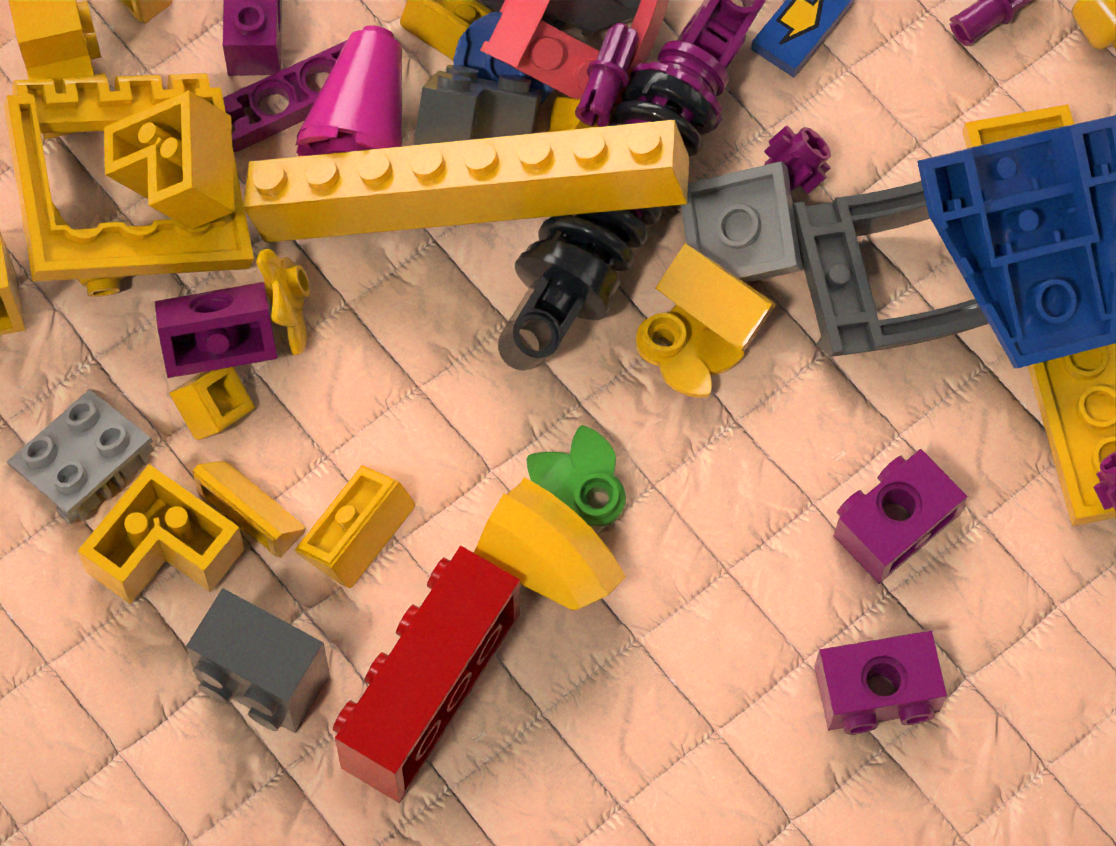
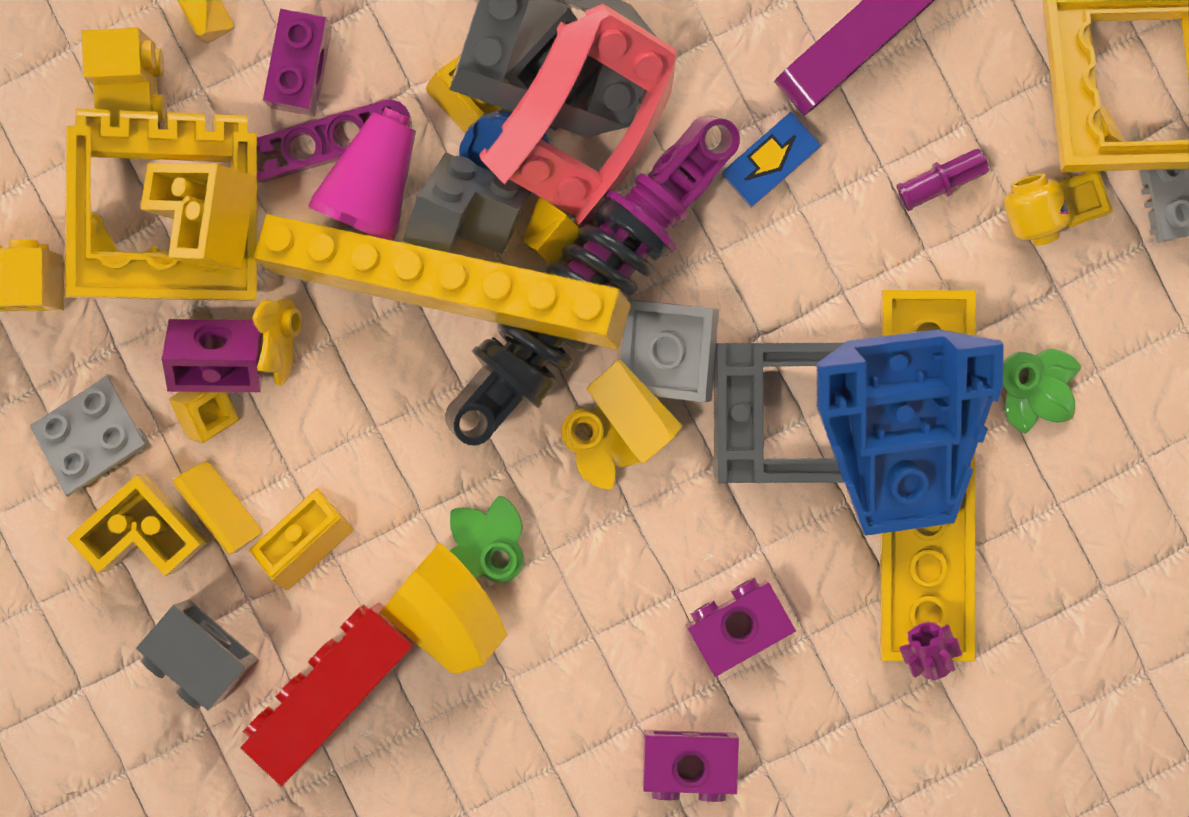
camera: 10 degrees right, 20 degrees up
(607, 75) = (584, 198): magenta axle -> none
(803, 155) = (733, 294): magenta gear -> none

